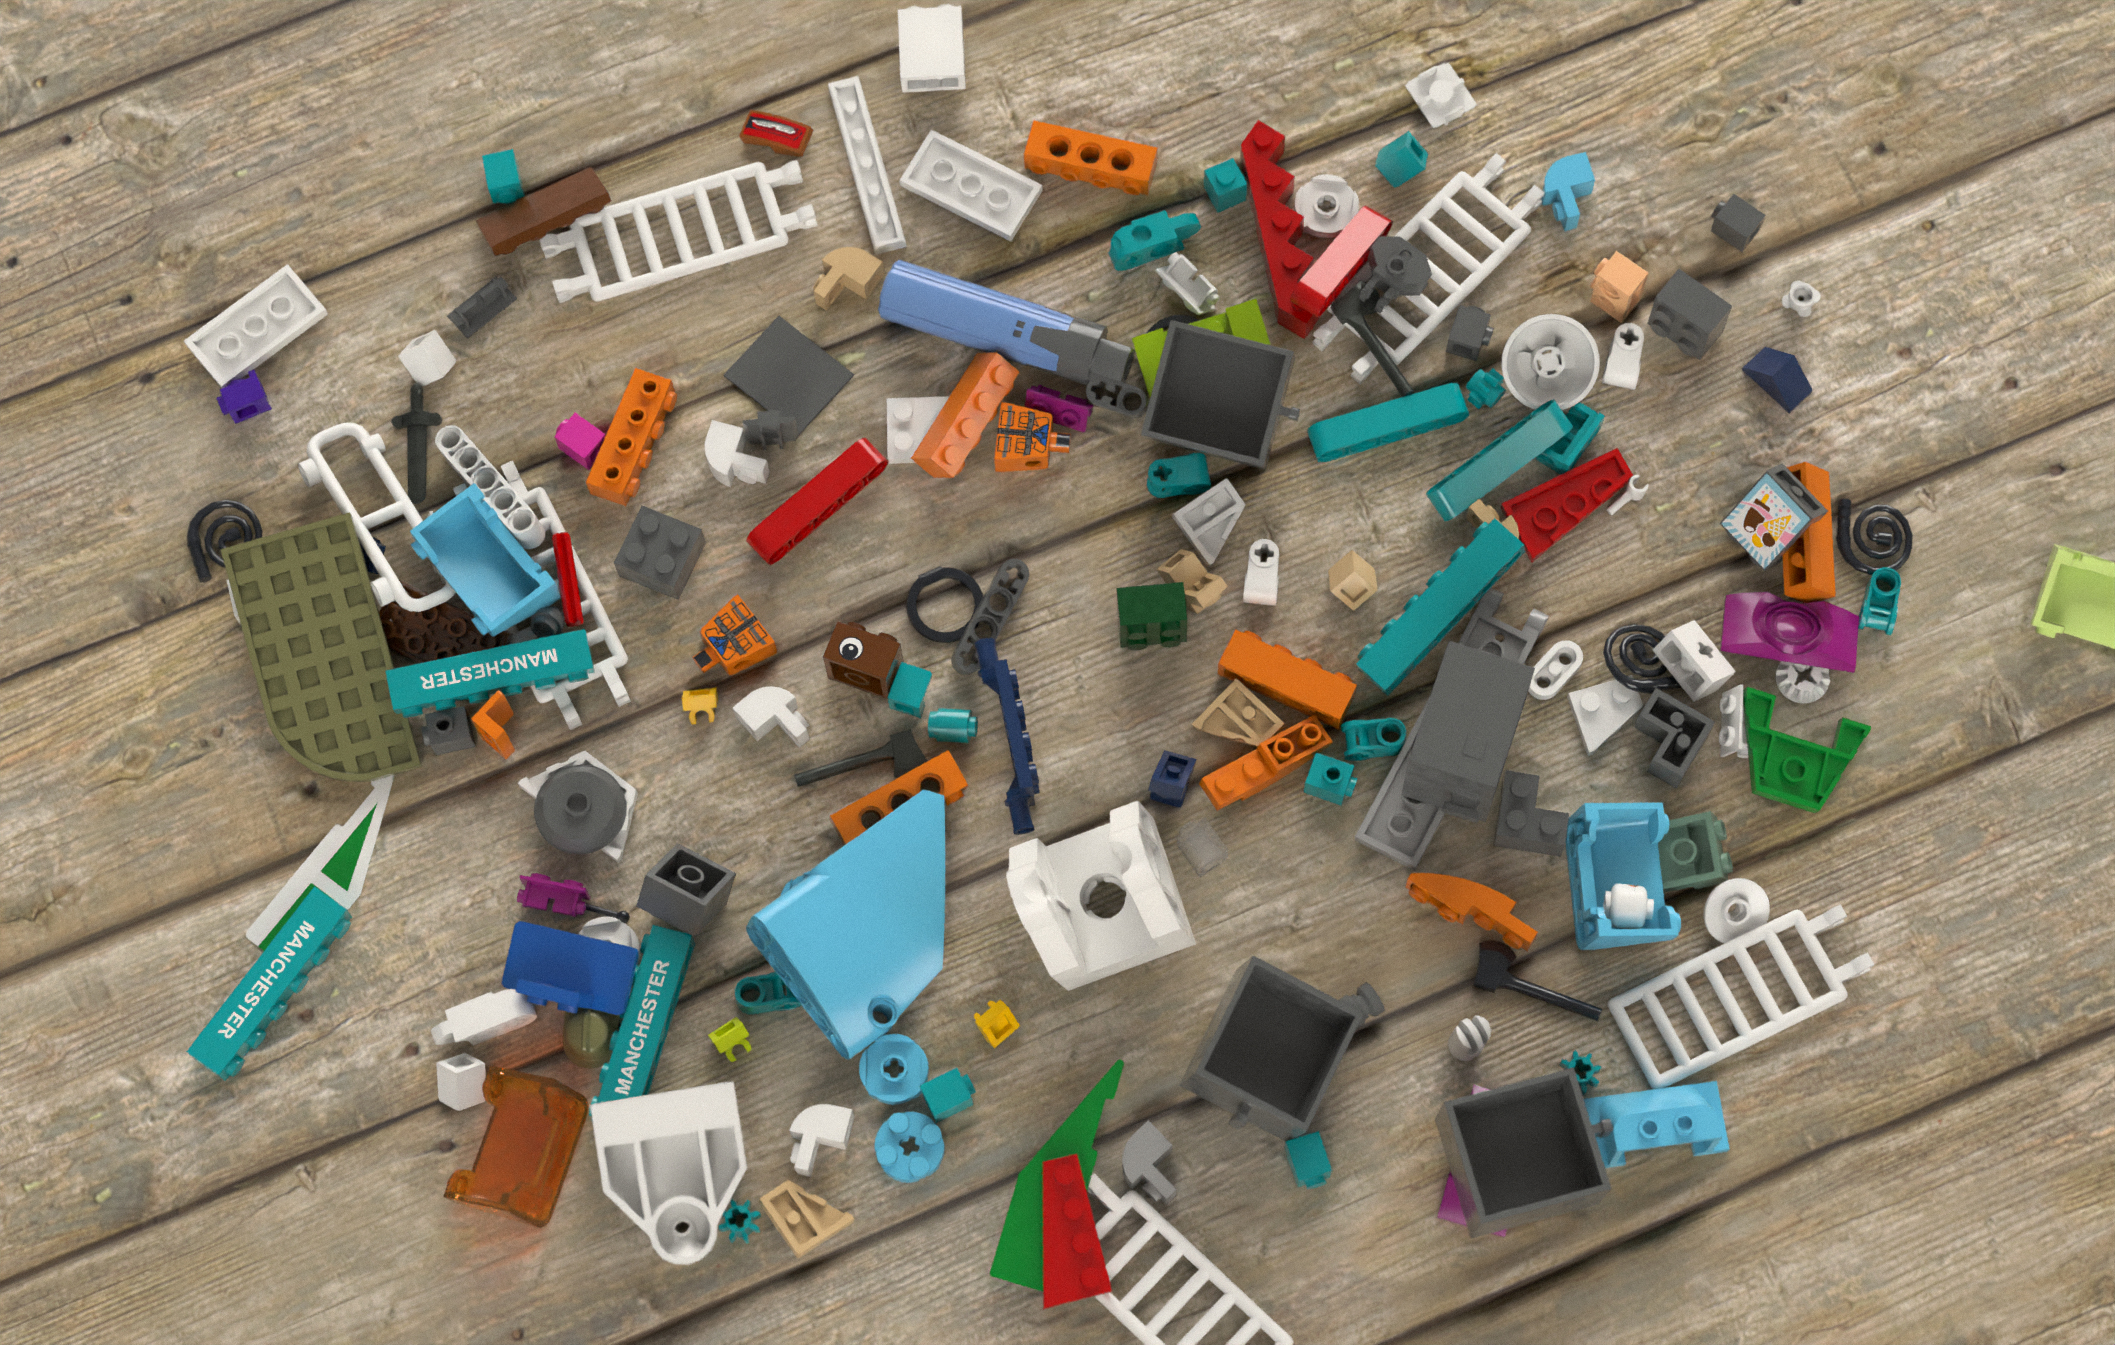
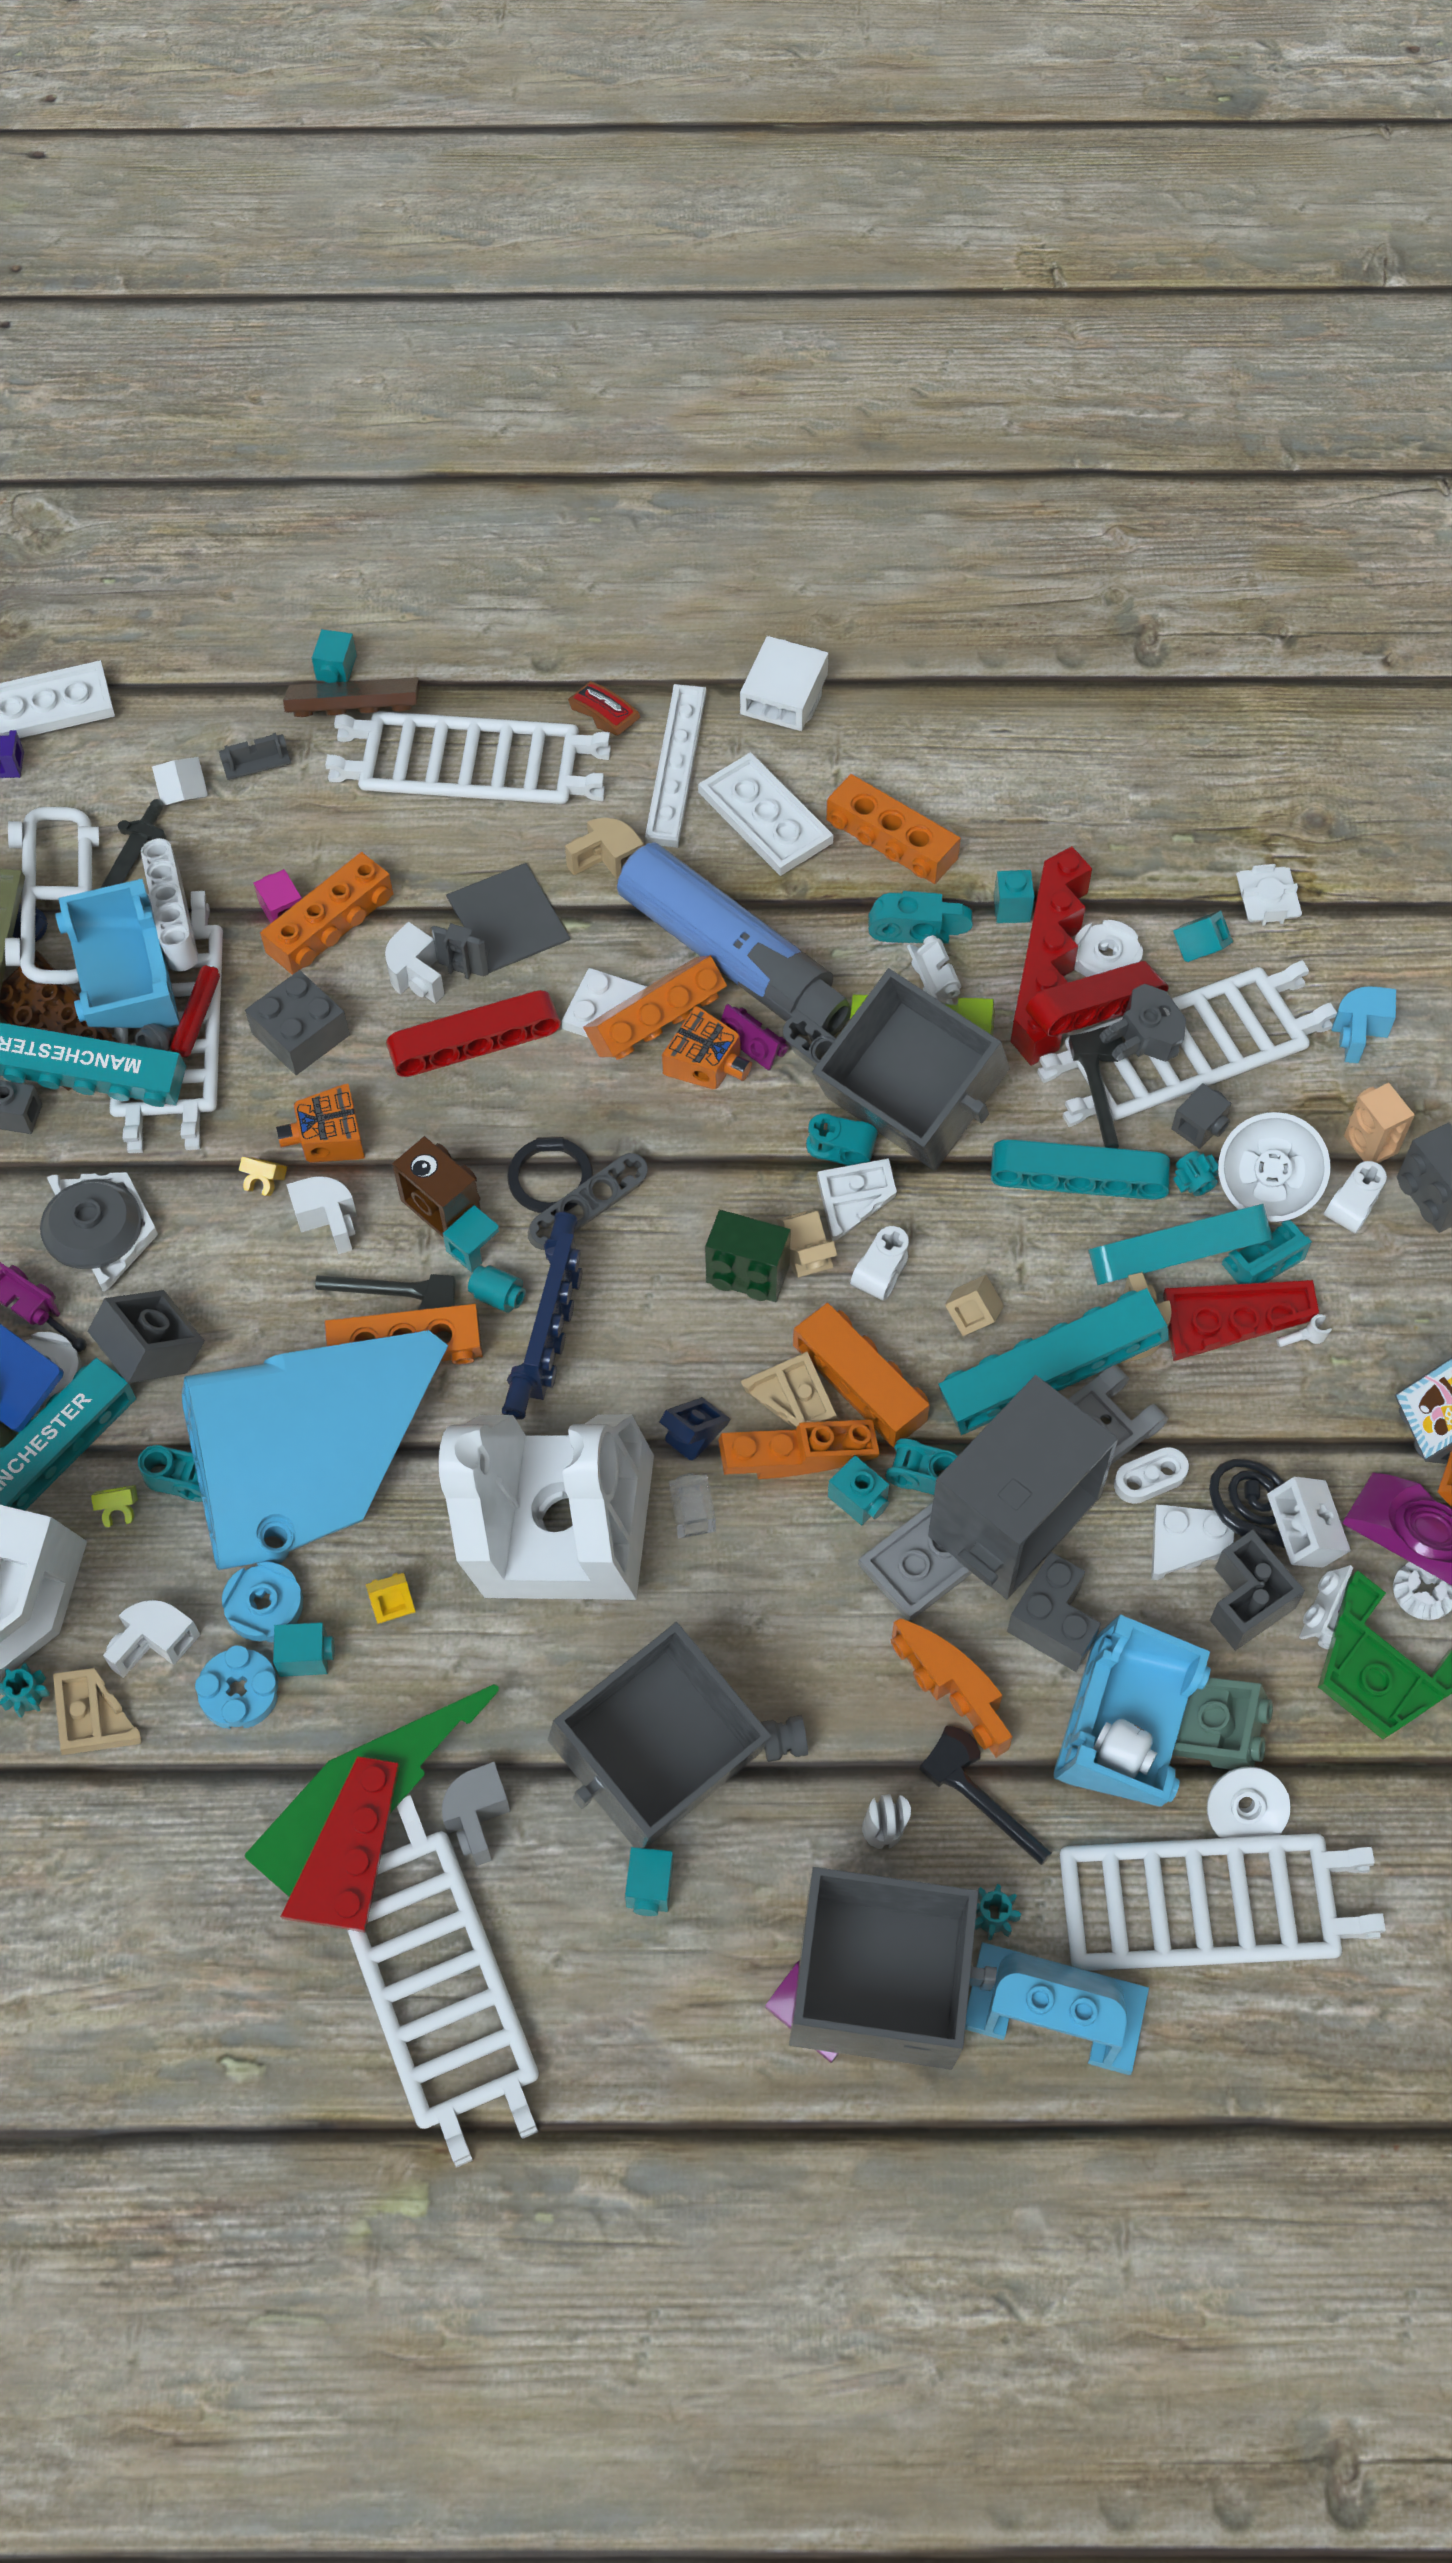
camera: 20 degrees right, 10 degrees down
(490, 721) = (54, 1109): orange panel -> none

